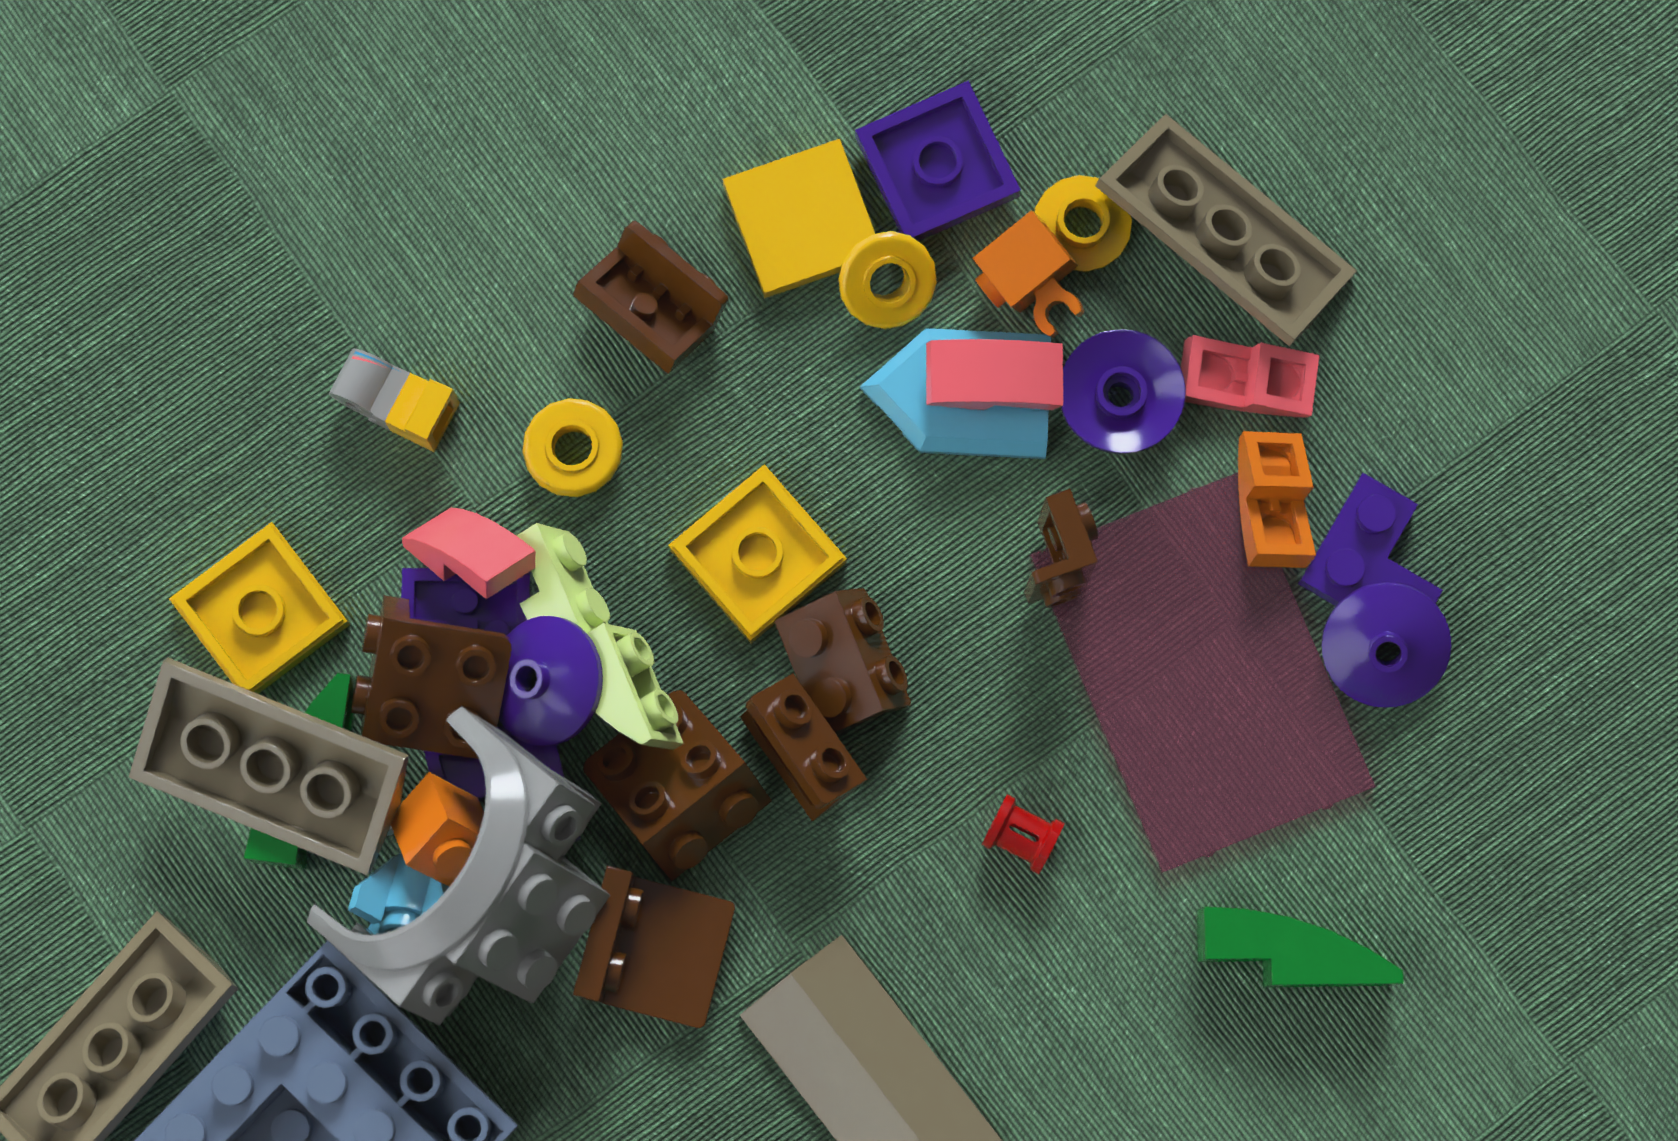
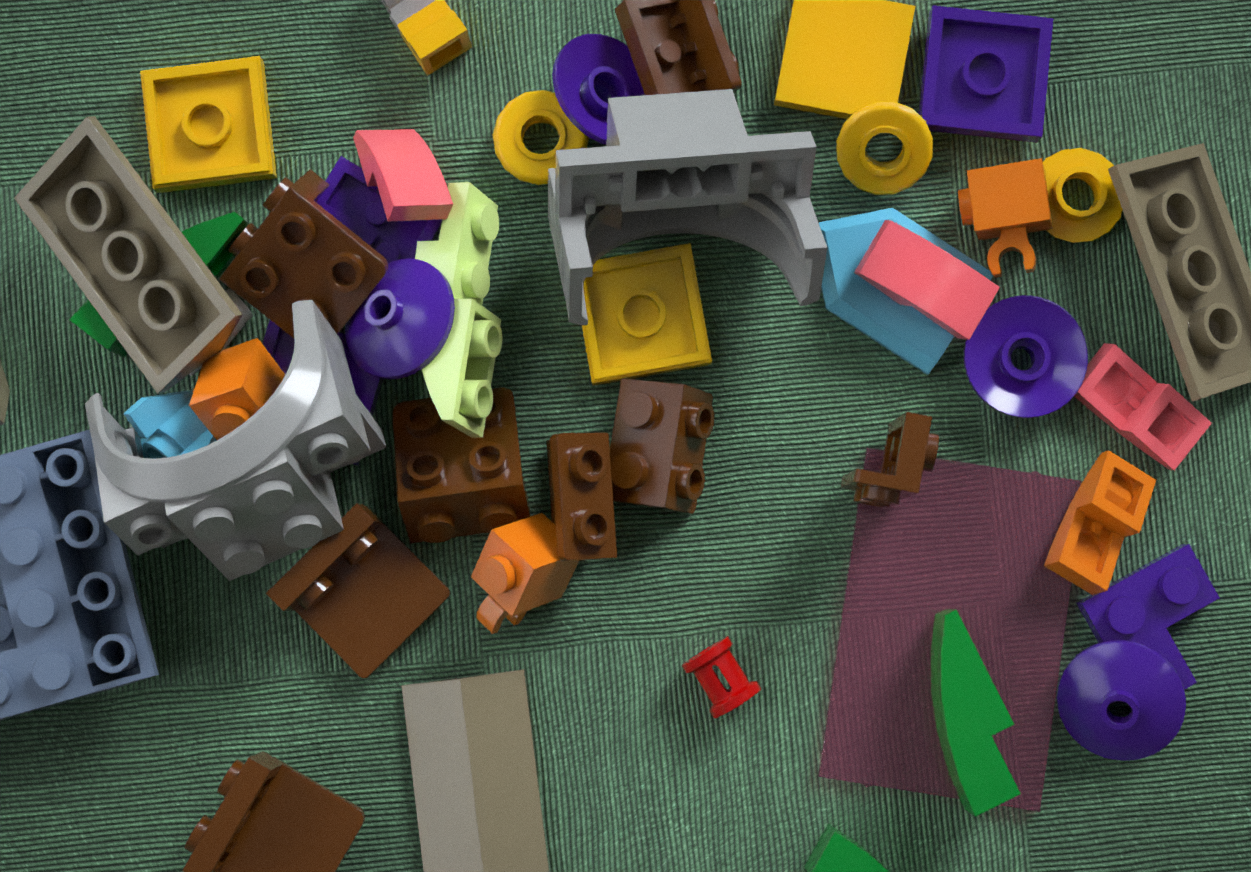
camera: 35 degrees right, 5 degrees up
(605, 373) = (587, 75): none -> dark purple dish
(724, 400) = (685, 169): none -> light grey piece
(788, 843) = (520, 571): none -> orange brick
(1258, 737) = (968, 716): none -> green slope

